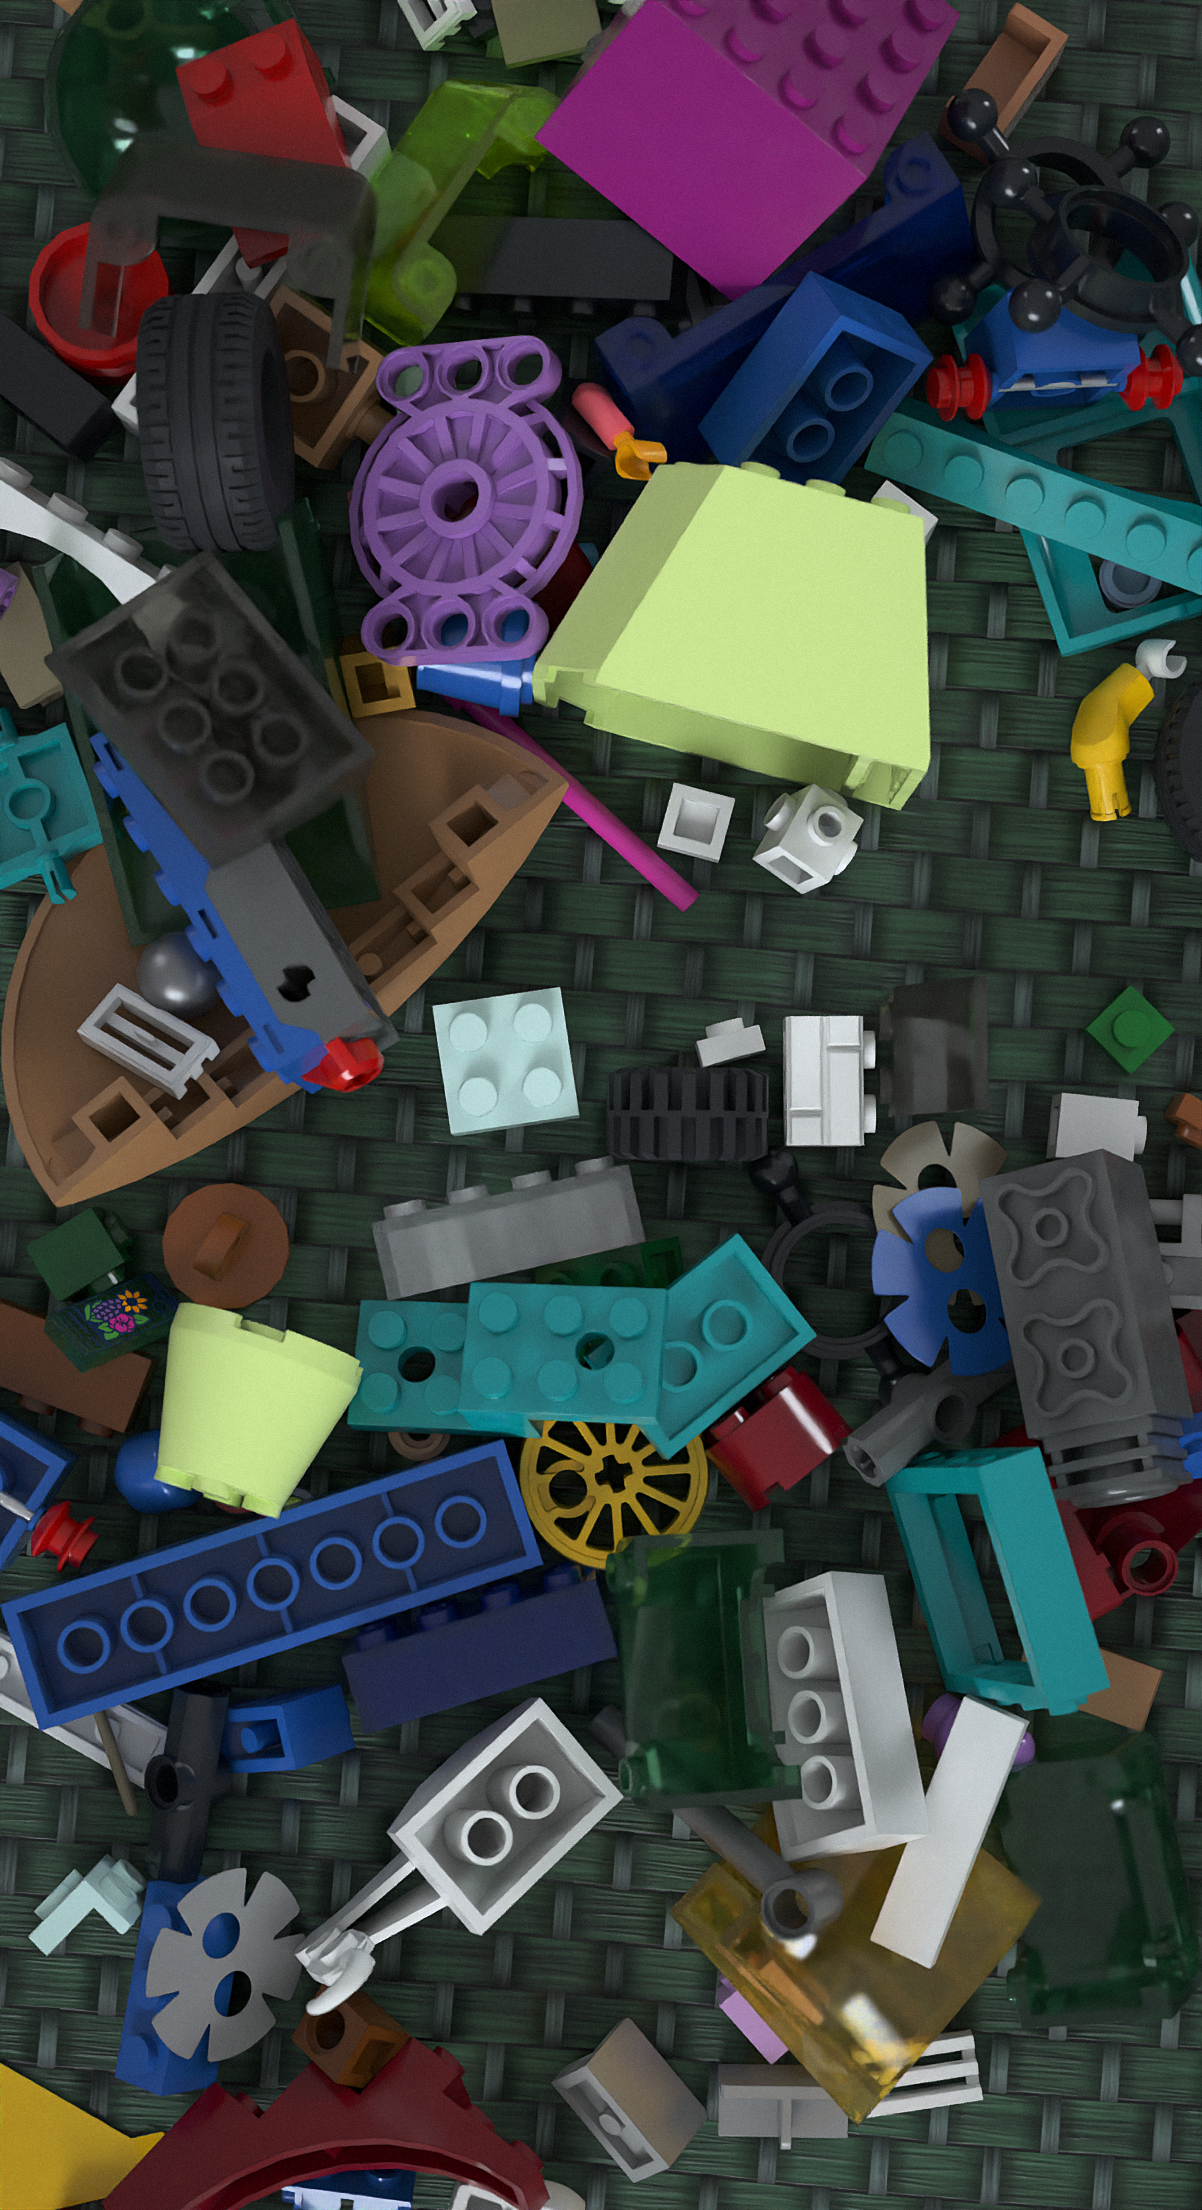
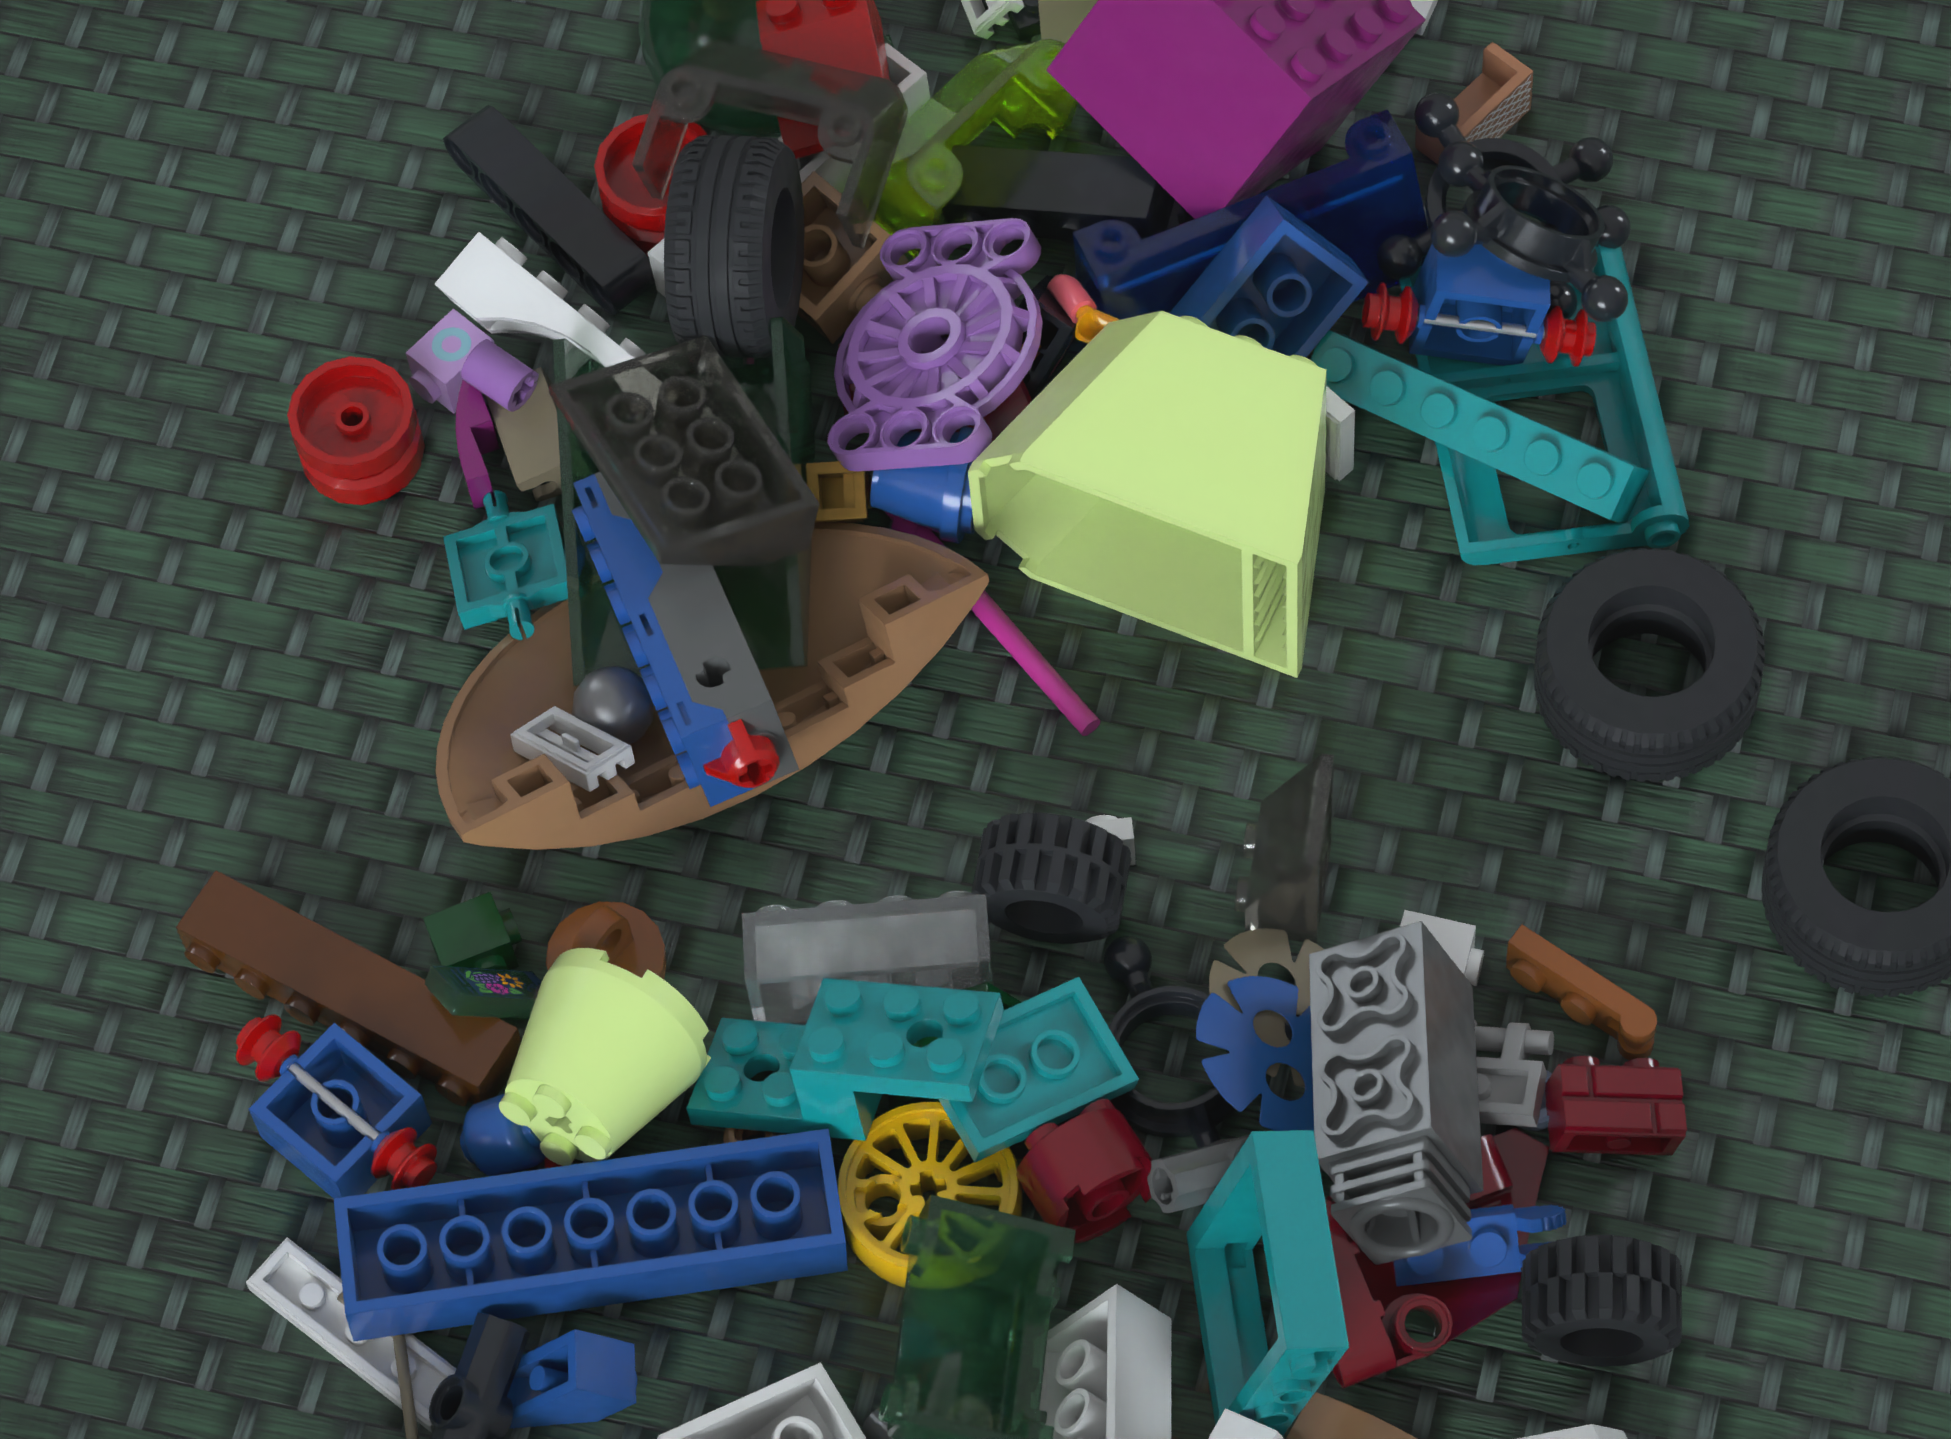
camera: 15 degrees right, 25 degrees down
(479, 1647) = (772, 1318): clear blue brick -> none
(505, 1061) = (894, 828): light aqua brick -> none
(696, 822) = (1105, 657): white plate -> none
(808, 837) = (1204, 674): white brick -> none
(825, 1081) = (1187, 883): white brick -> none
(1103, 724) = (1493, 620): yellow arm -> none
(1125, 587) = (1534, 510): sand blue tile -> none
(1128, 1030) = (1482, 883): green plate -> none

